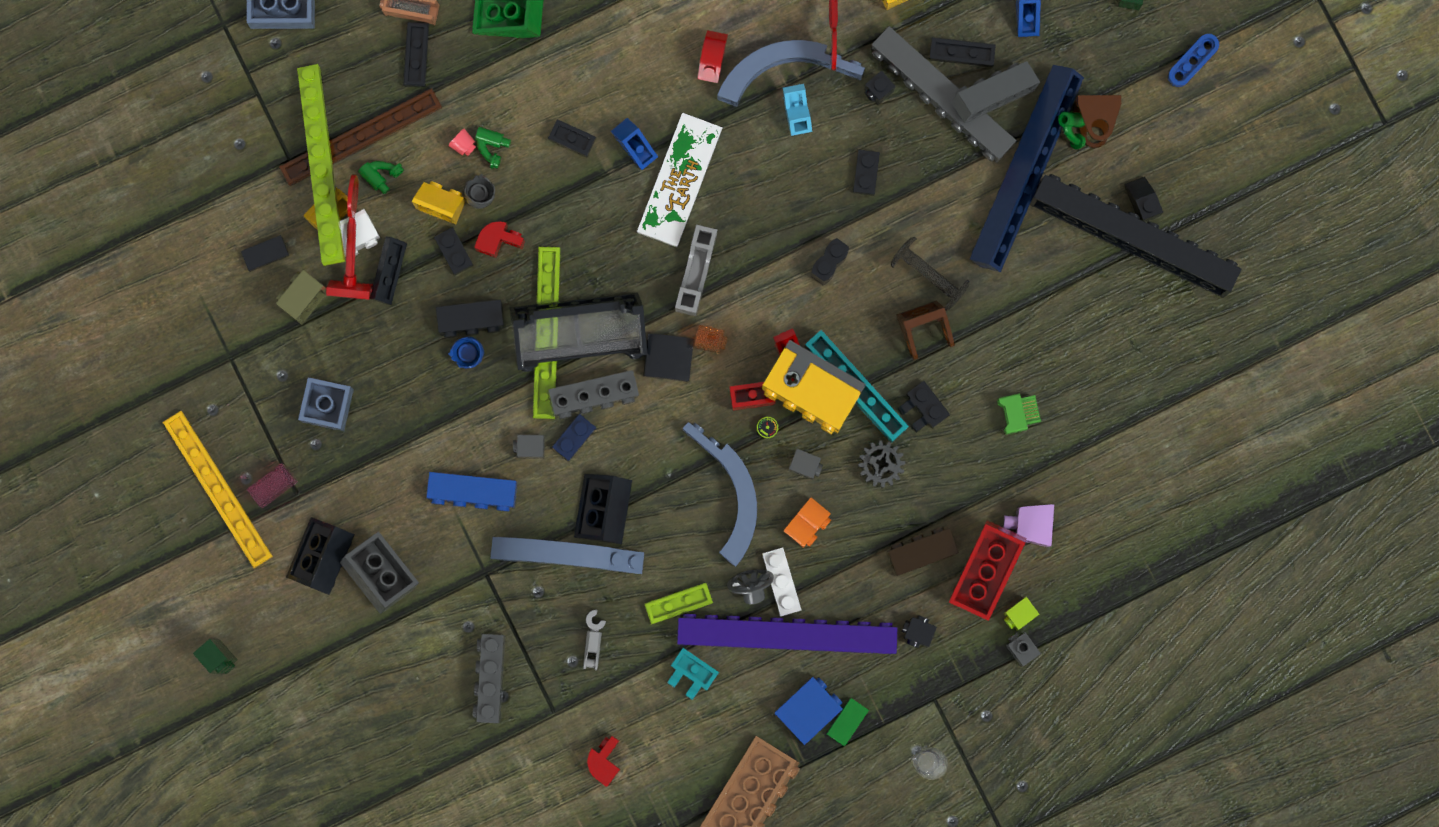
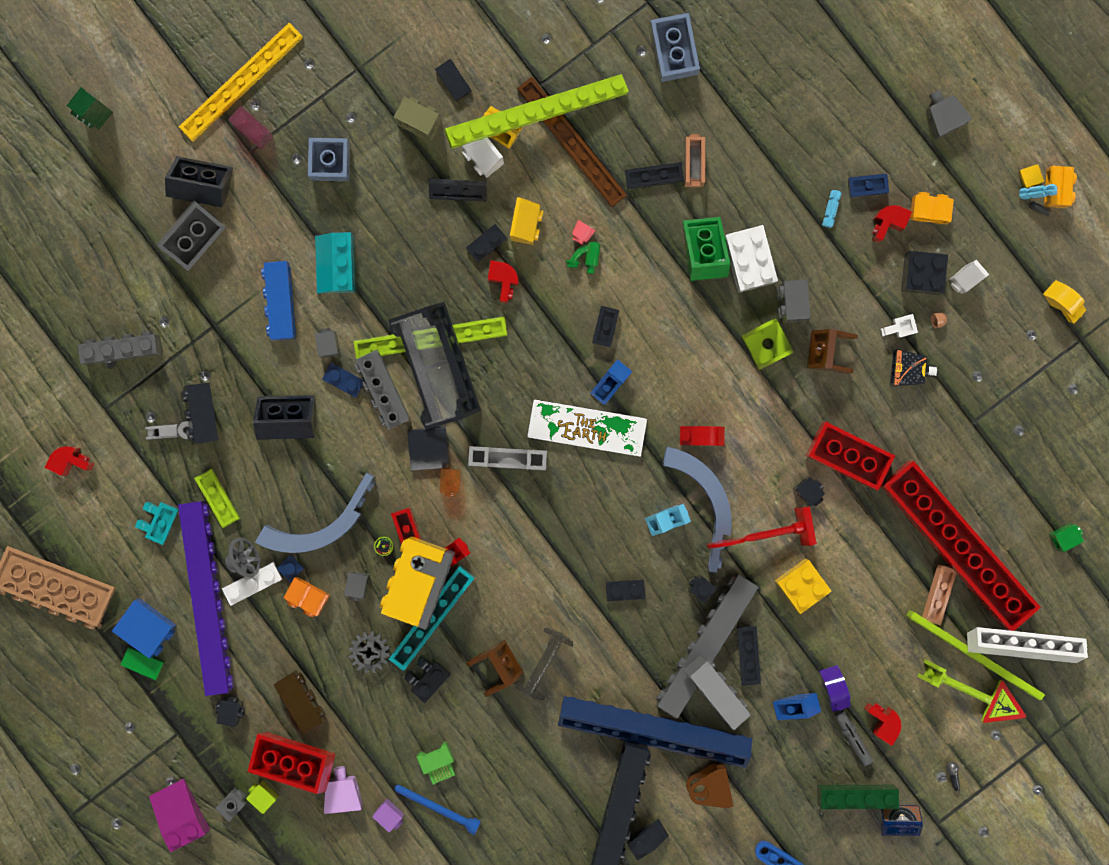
camera: 85 degrees right, 5 degrees up
(349, 287) = (436, 158): red piece -> none
(374, 178) = (535, 163): green plant -> none
(442, 421) = (335, 263): none -> teal slope
(467, 352) = (398, 273): blue hair -> none
(470, 318) = (429, 269): black brick -> none
(479, 192) = (541, 255): dark grey hair -> none
(567, 554) = (233, 393): sand blue arch -> none
(581, 596) = (199, 413): none -> black slope
(772, 535) = (290, 568): none -> dark blue plate
(825, 266) = (534, 571): black brick -> none
(930, 763) = (119, 741): clear hair -> none
(1024, 712) = (178, 815): none -> magenta slope
(1067, 477) = (388, 816): none -> medium lavender brick
(1069, 120) = (703, 761): green plant -> none
(1093, 389) = (470, 824): none -> blue piece

